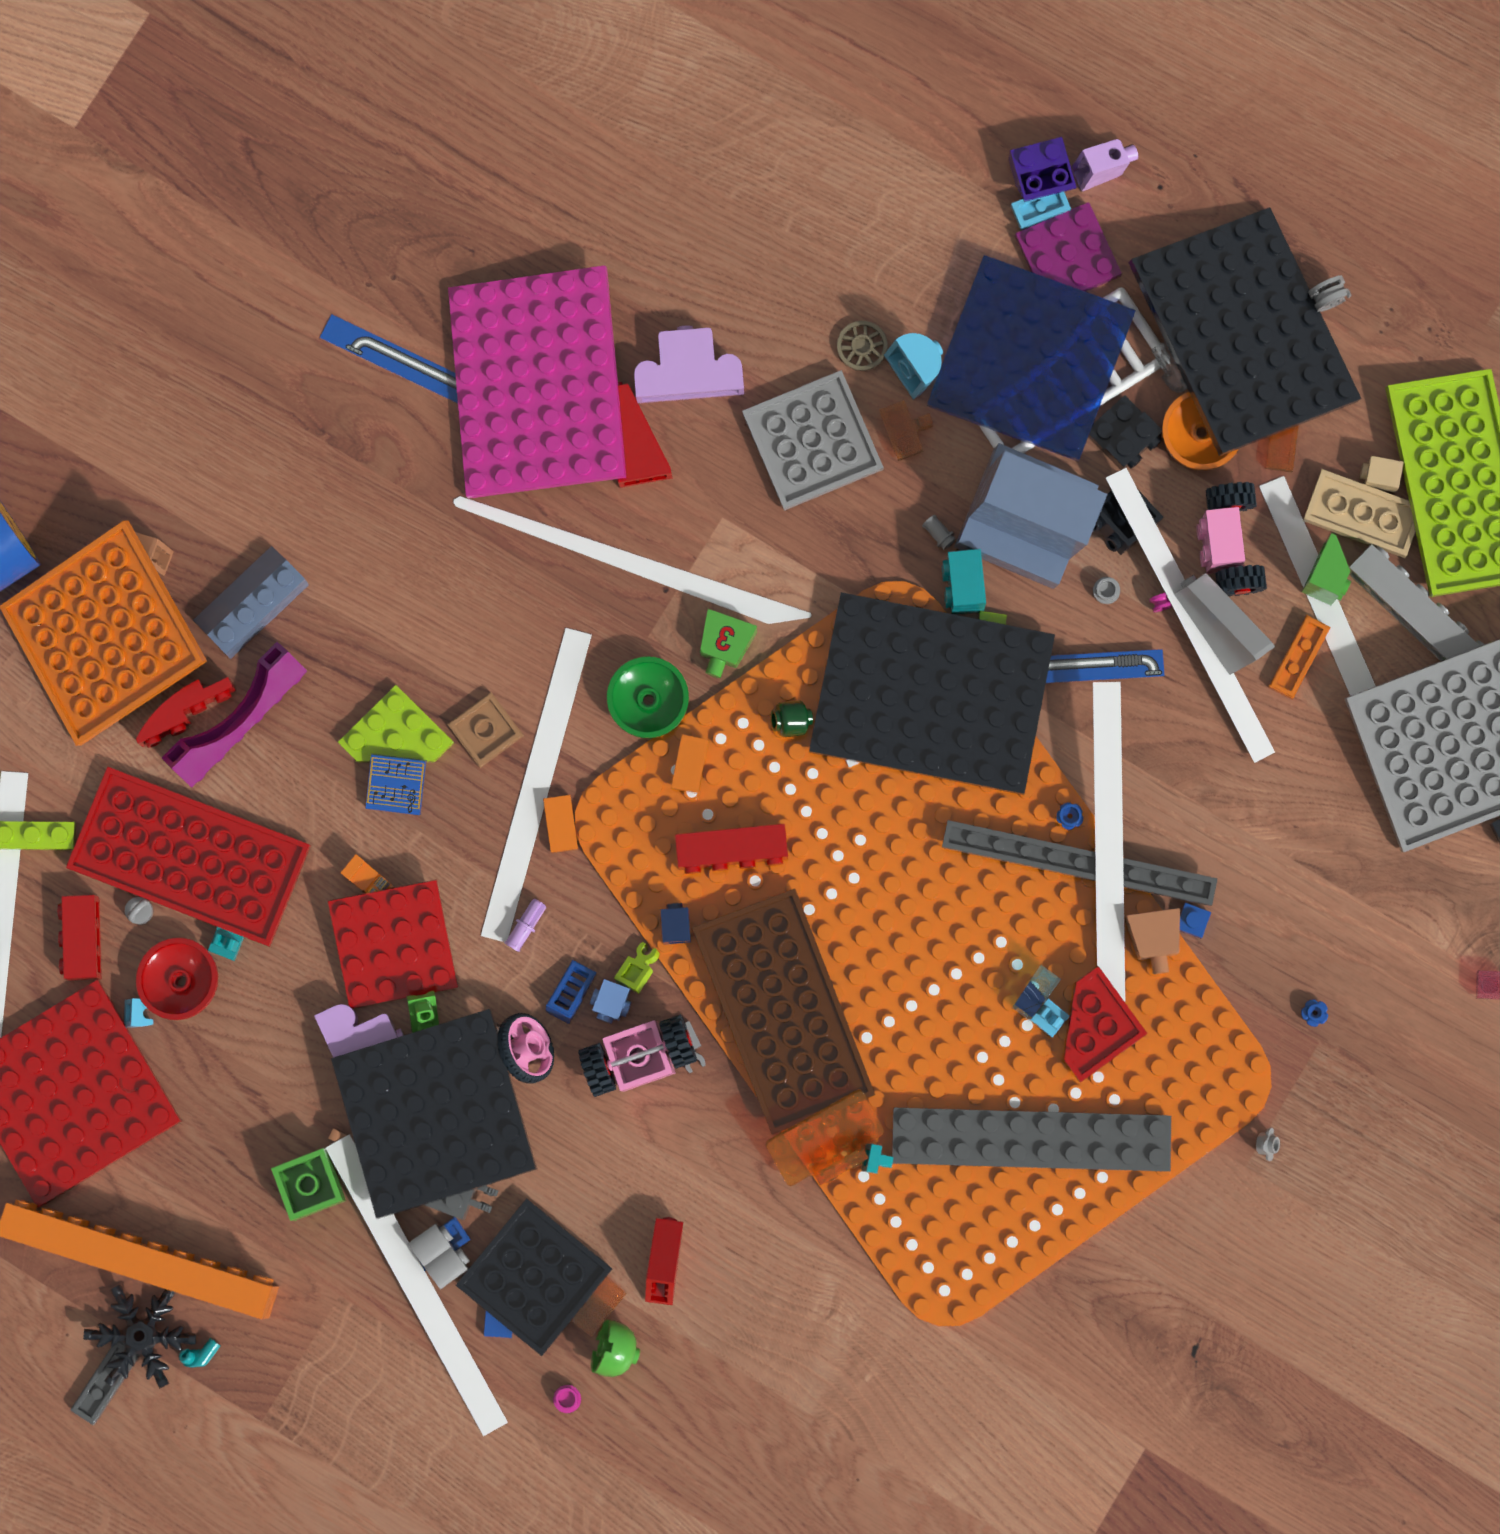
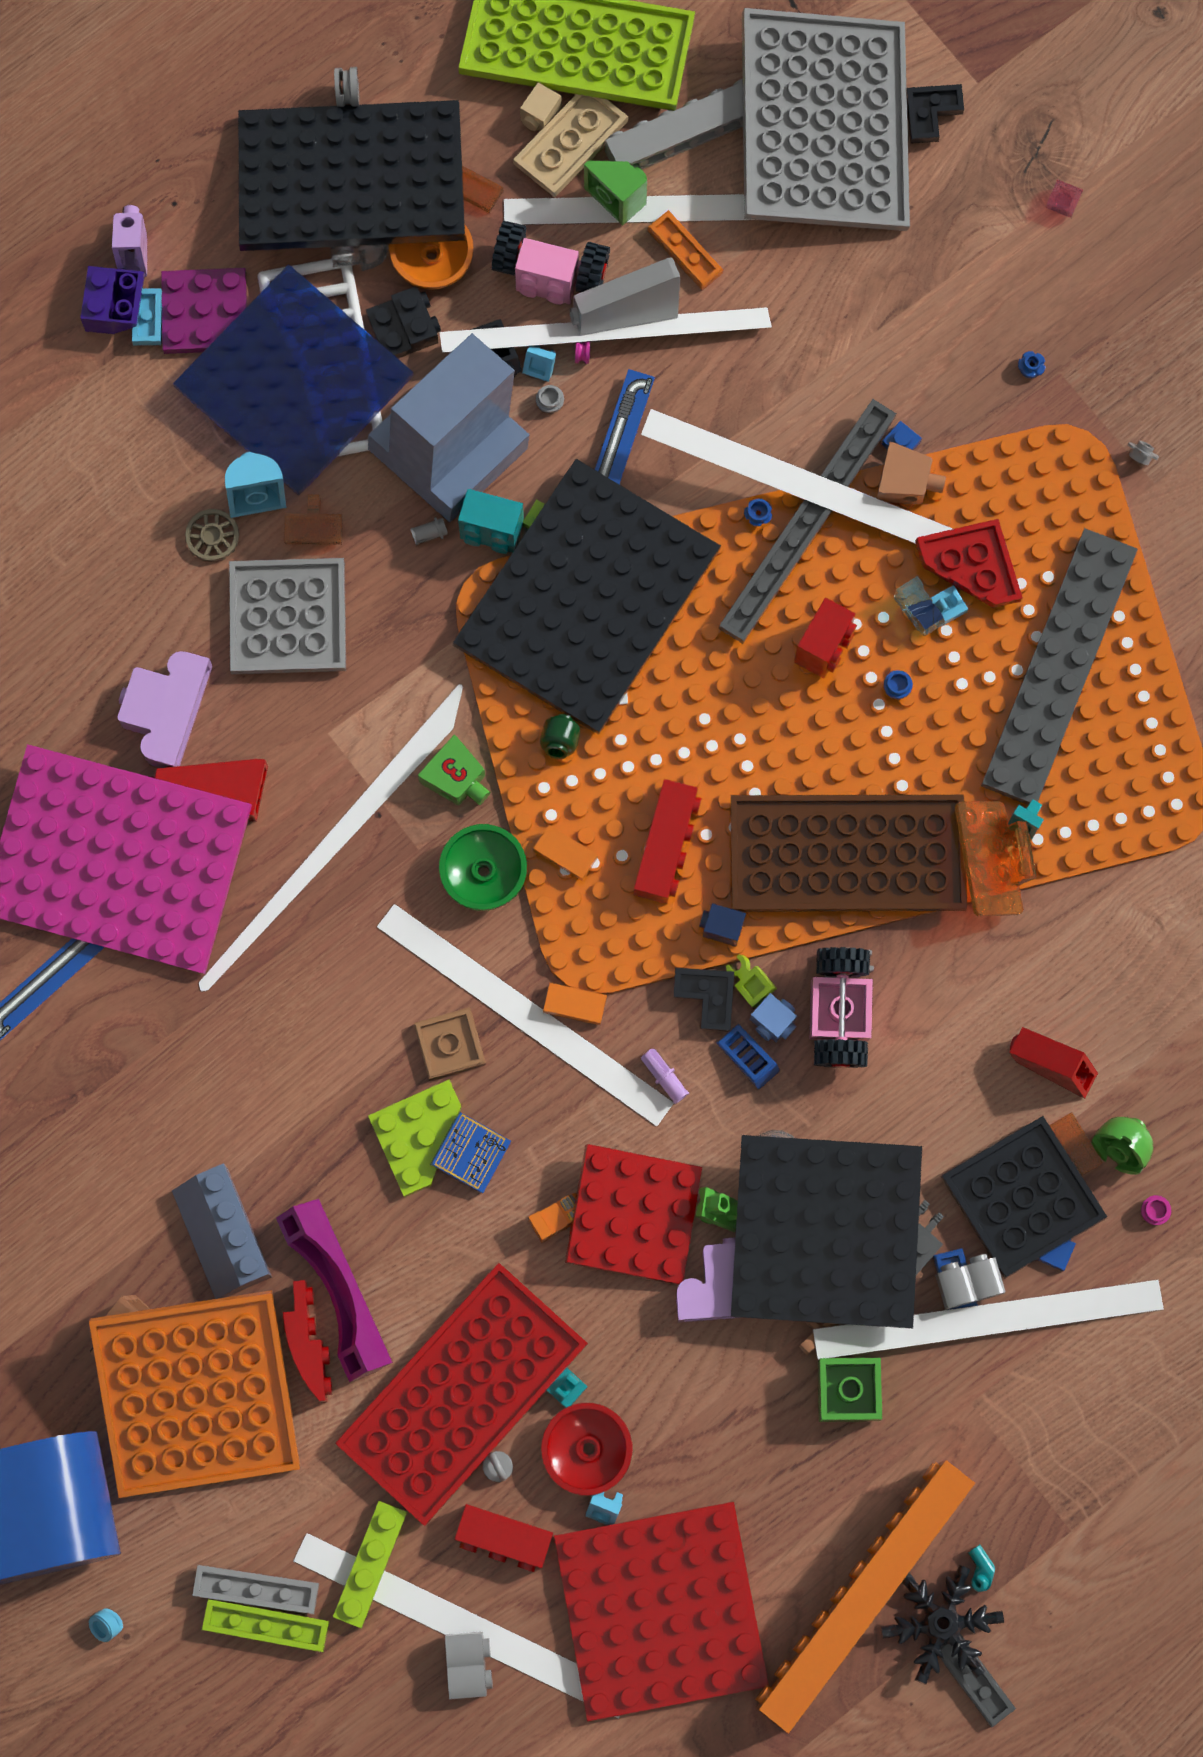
camera: 75 degrees left, 5 degrees down
(525, 1047) = (791, 1120): wheel -> none
(617, 938) = (714, 988): none -> black plate
(957, 999) = (898, 684): none -> blue plate
(969, 918) = (824, 638): none -> red brick
(1135, 568) = (539, 363): none -> medium azure tile

